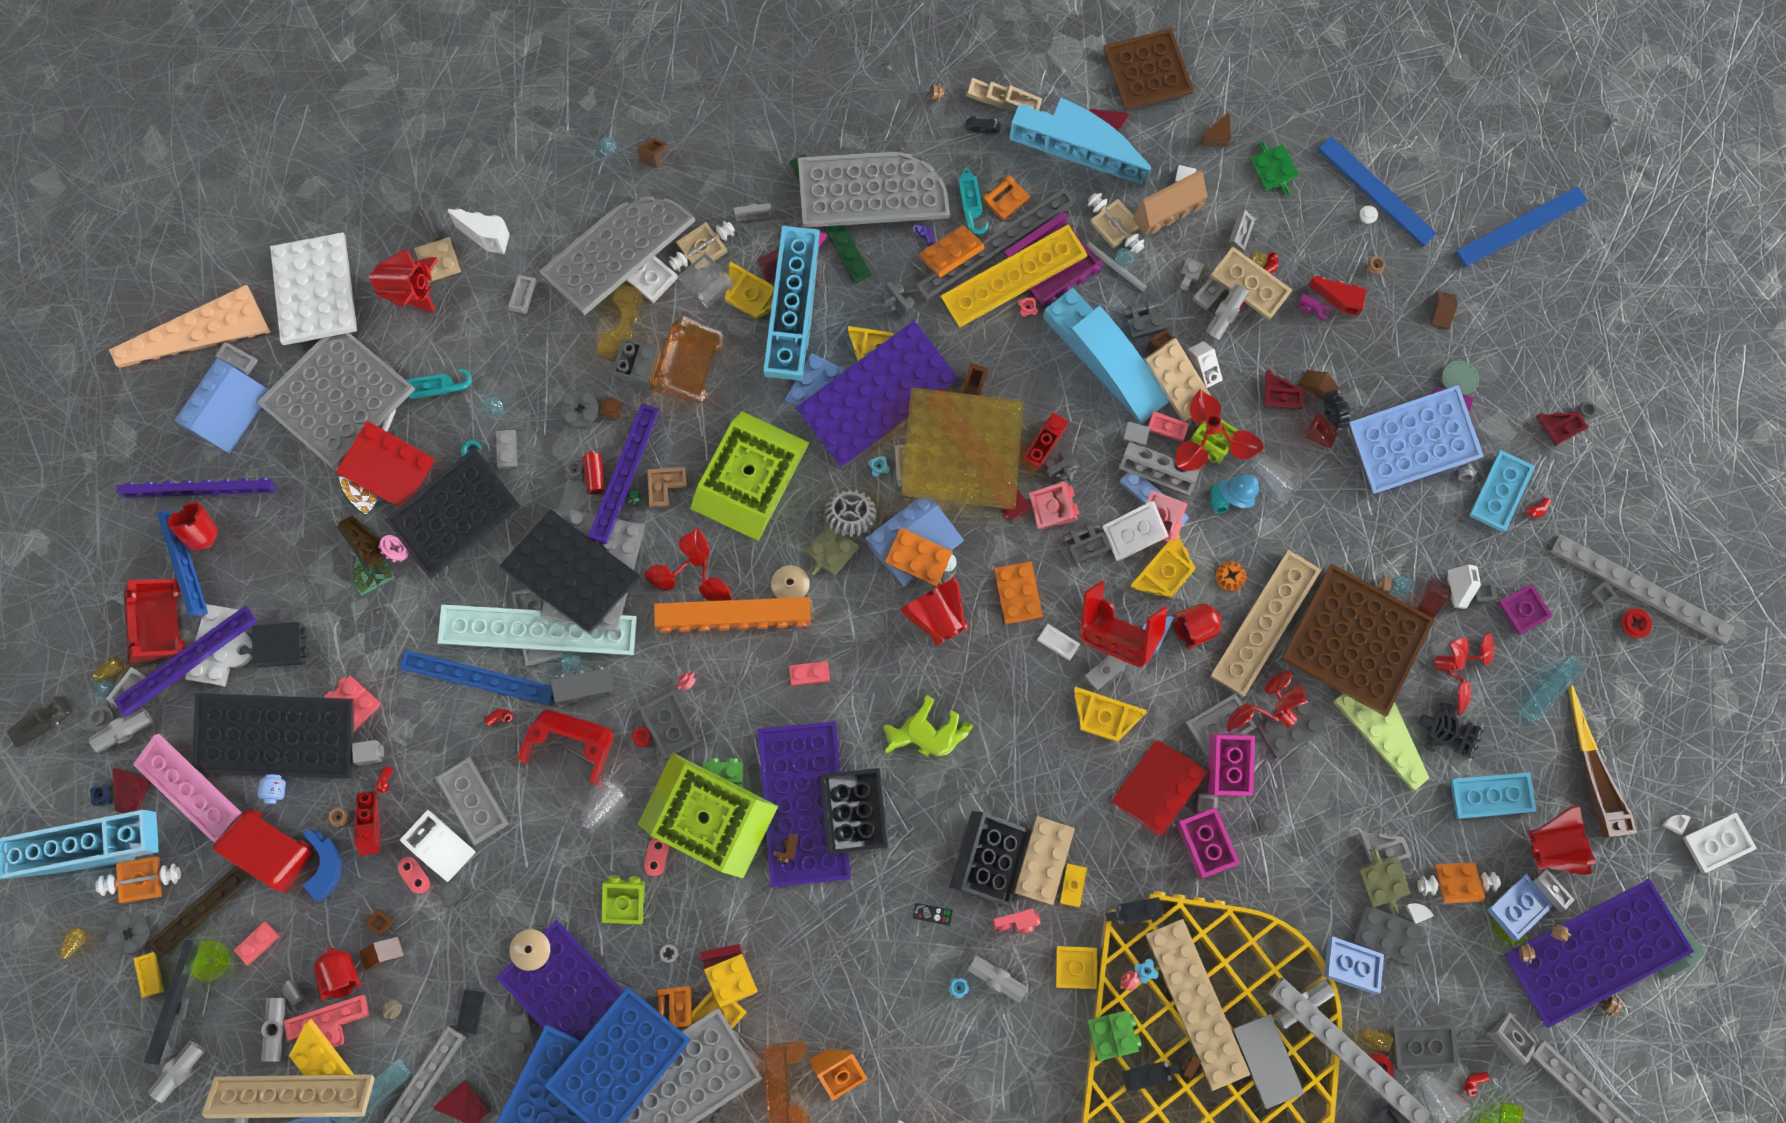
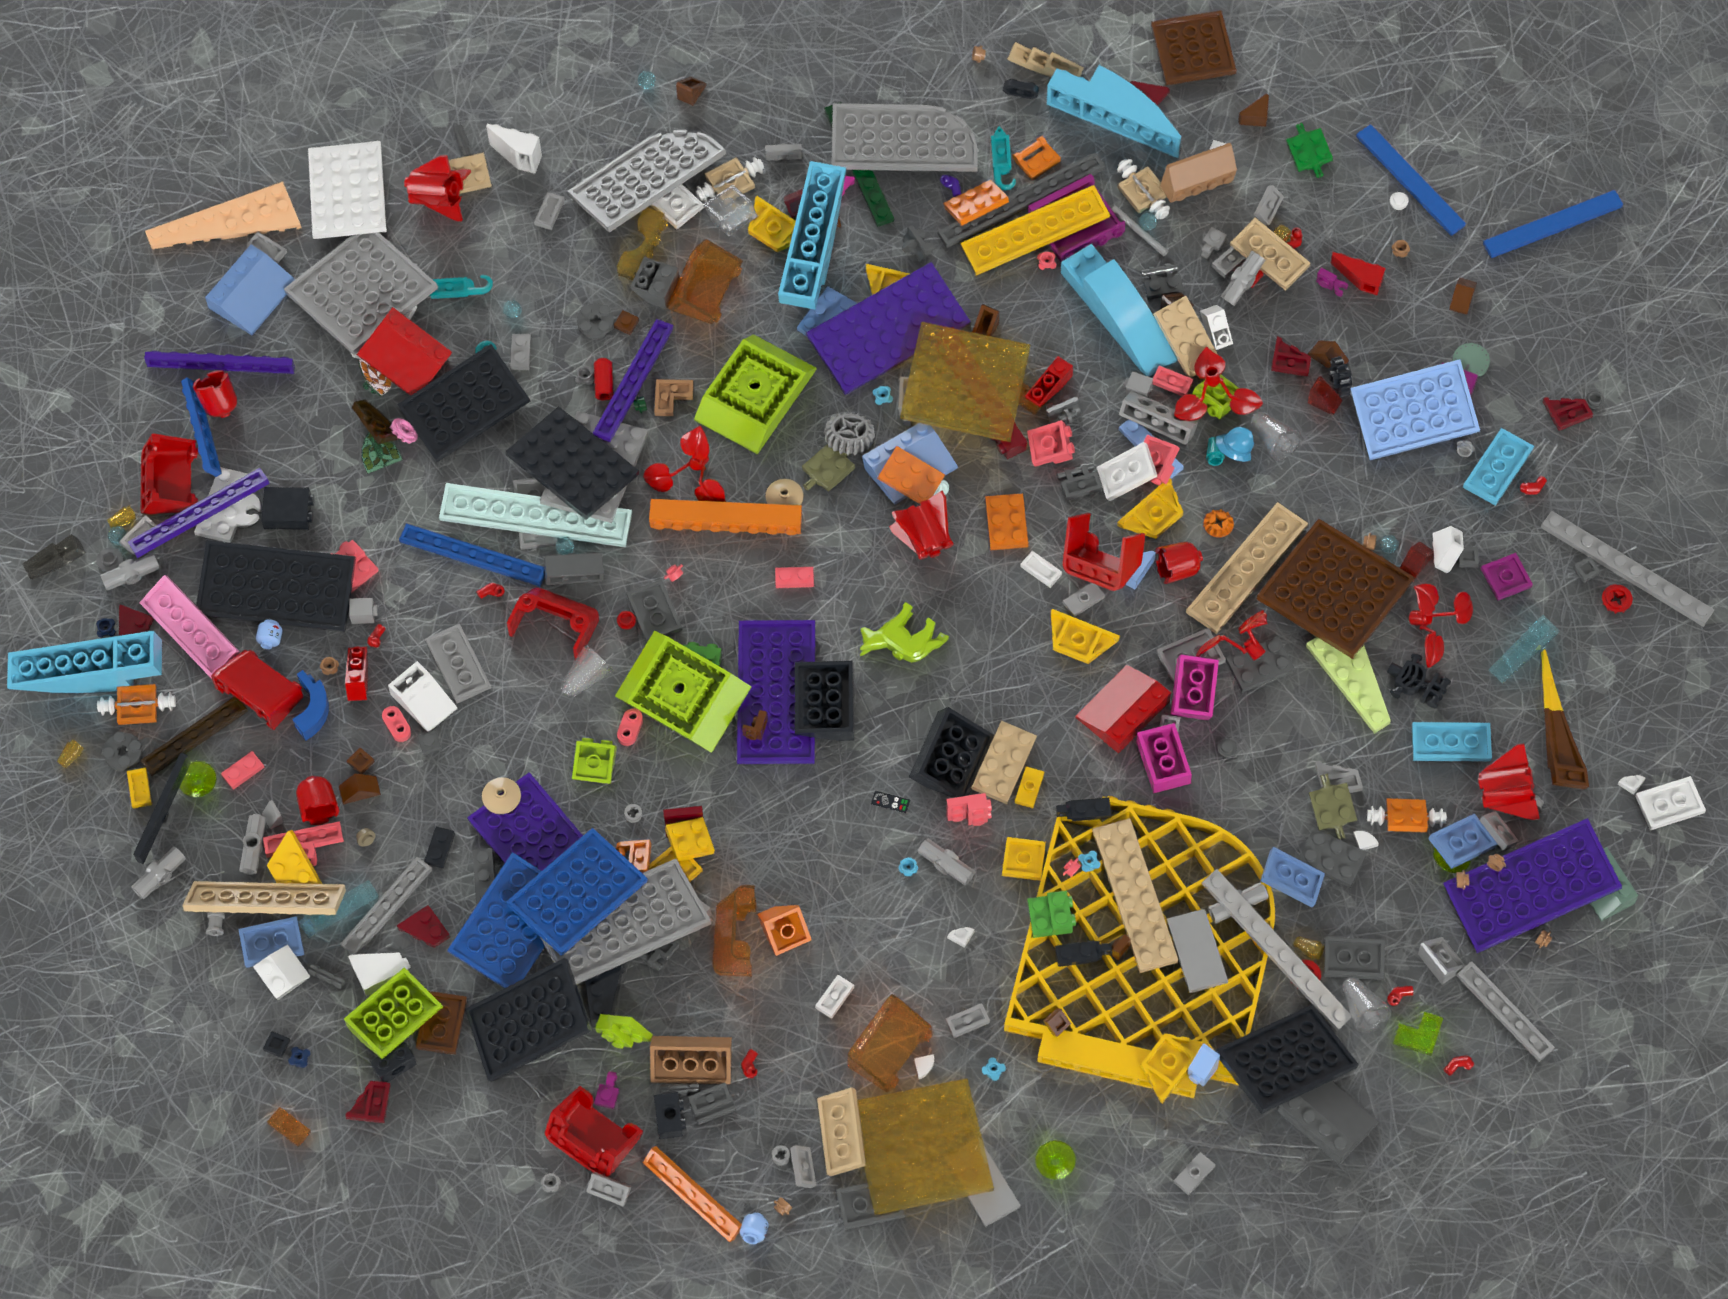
camera: 10 degrees right, 10 degrees down
(1021, 1059) = (961, 936): none -> white tile

